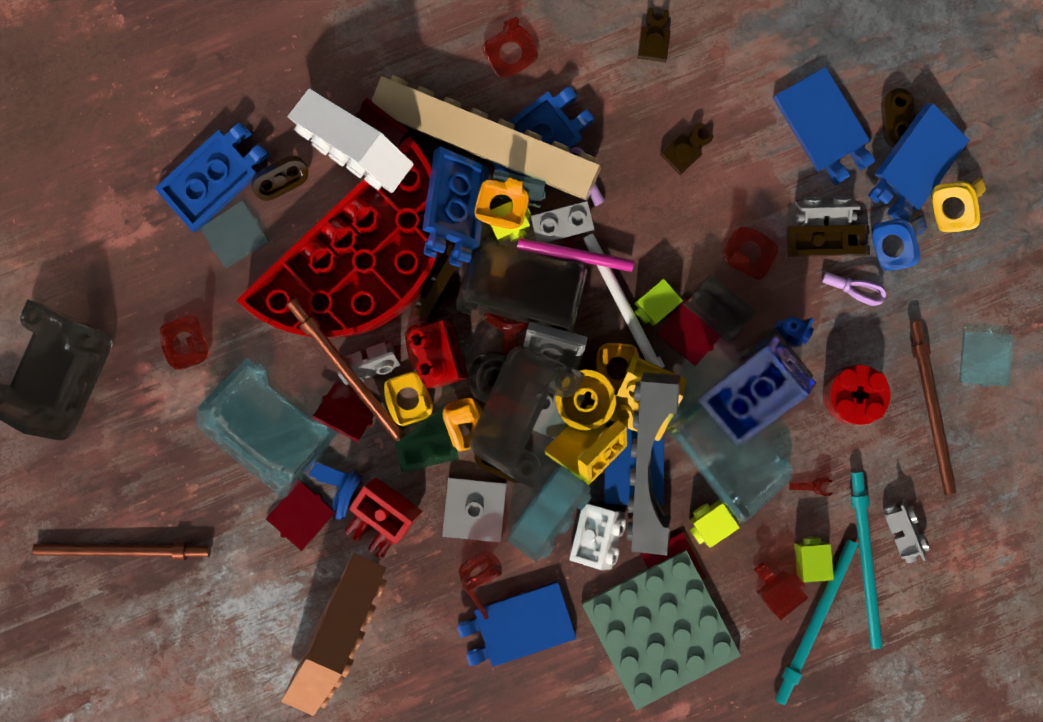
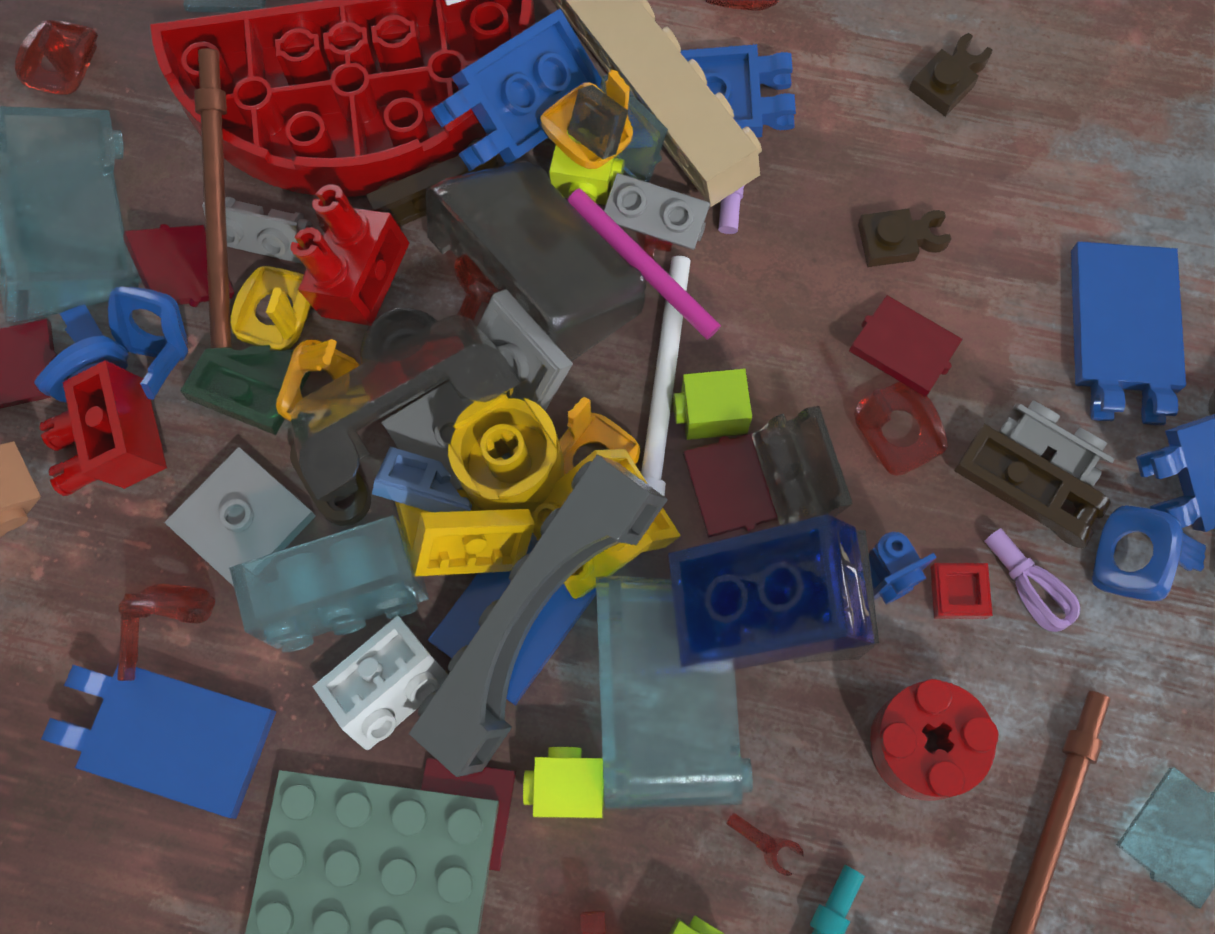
camera: 35 degrees right, 15 degrees down
(351, 462) = (167, 348): none -> blue piece
(511, 203) = (597, 121): none -> clear smoke plate
(553, 438) = (417, 483): none -> medium blue tile
(726, 208) = (906, 345): none -> dark red piece
(826, 313) = (961, 591): none -> red tile

